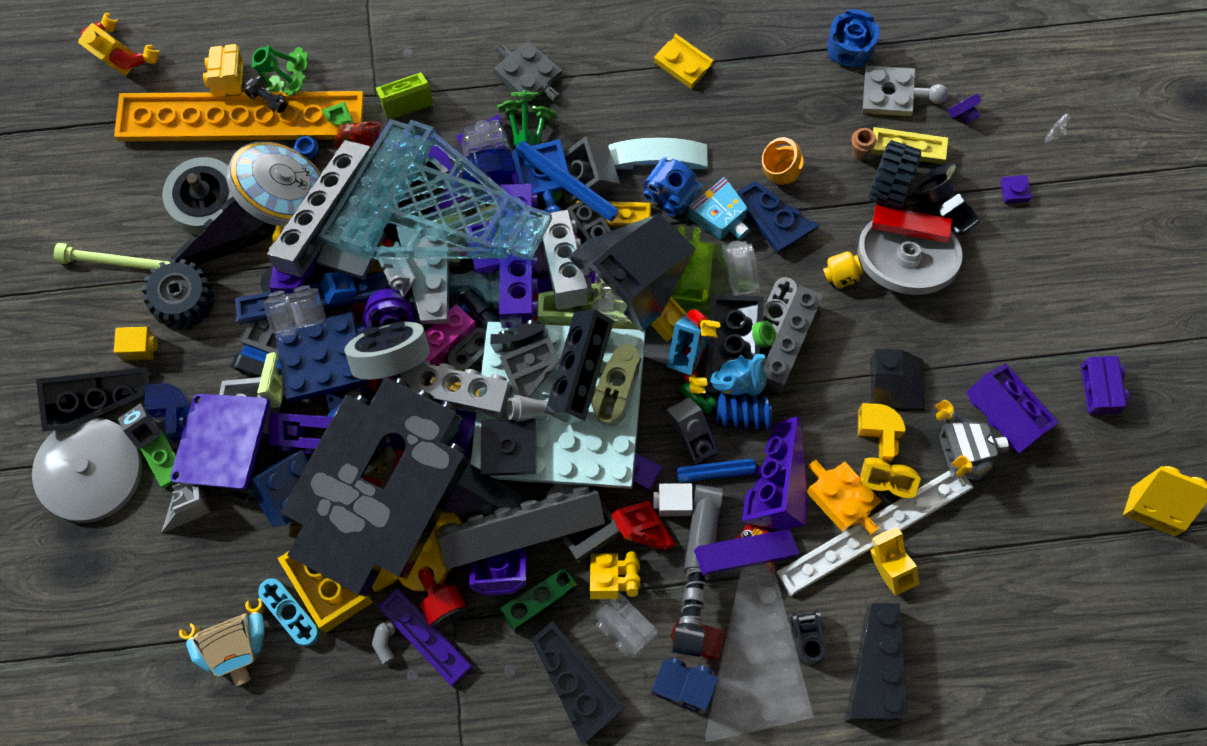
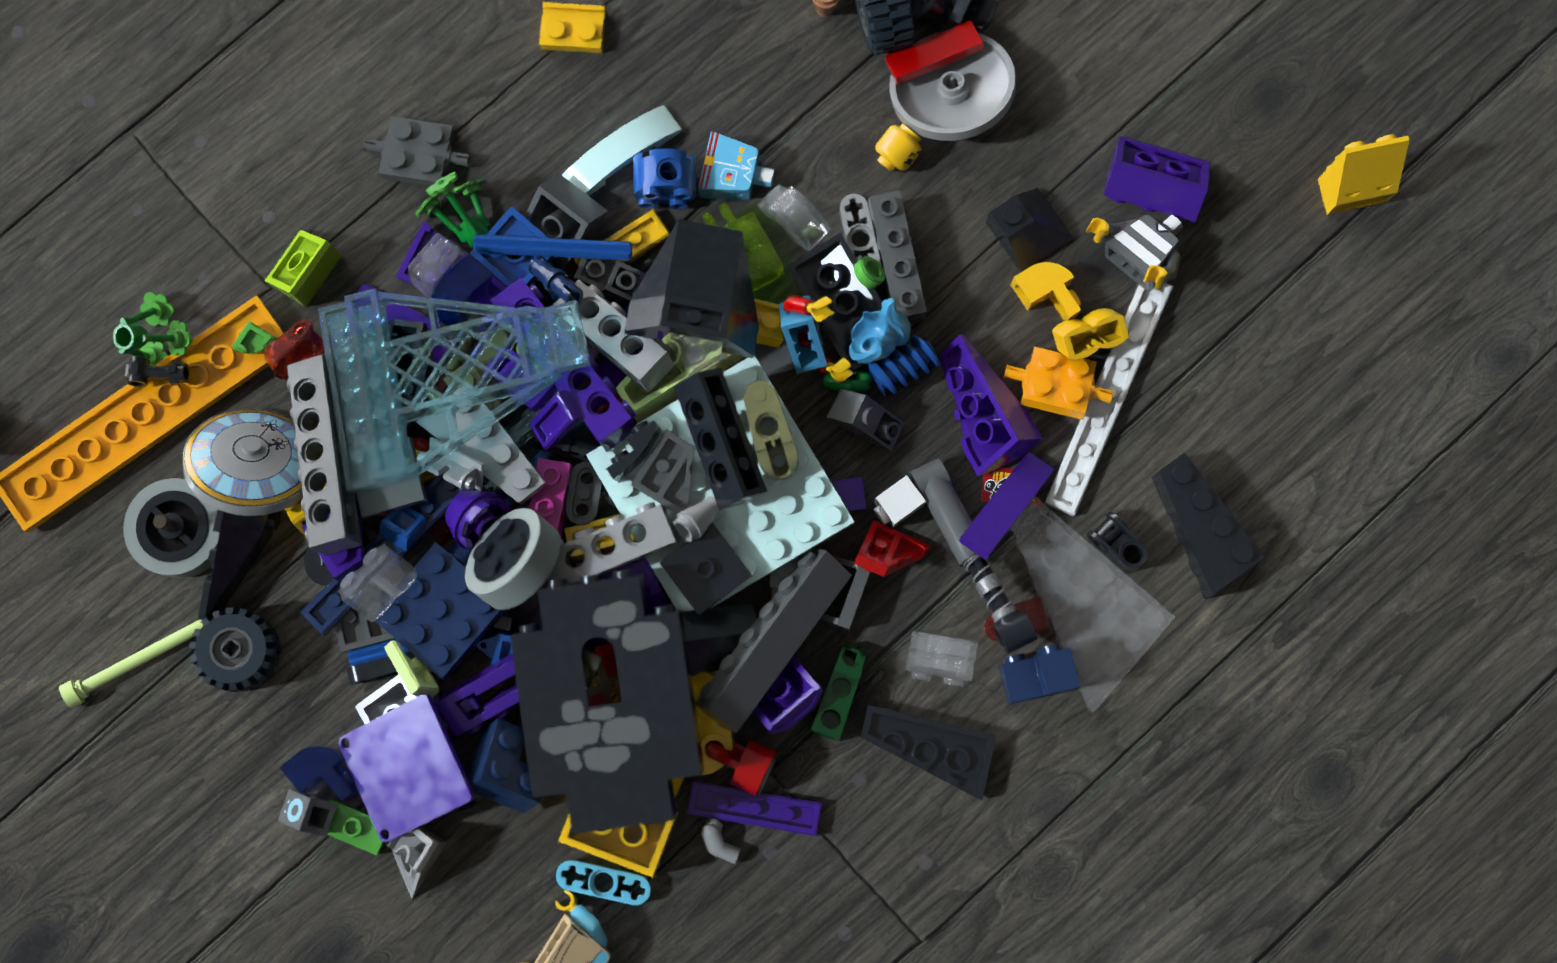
camera: 35 degrees left, 10 degrees up
(81, 397) = (218, 830): black wedge -> none
(87, 471) = (284, 893): light grey dish -> none
(135, 343) = (231, 732): yellow brick -> none
(224, 70) = (87, 376): yellow brick -> none
(307, 147) = (243, 397): blue plate -> none
(484, 284) = (555, 420): none -> dark purple tile
(551, 199) = (555, 280): none -> dark blue pin
(605, 572) = (886, 624): yellow plate -> none
(716, 470) = (916, 443): blue axle -> none
(773, 218) = (790, 139): dark blue wing -> none
(783, 163) = (759, 73): light orange helmet -> none
(893, 562) = (1150, 415): yellow brick -> none
(1104, 385) = (1229, 94): dark purple brick -> none

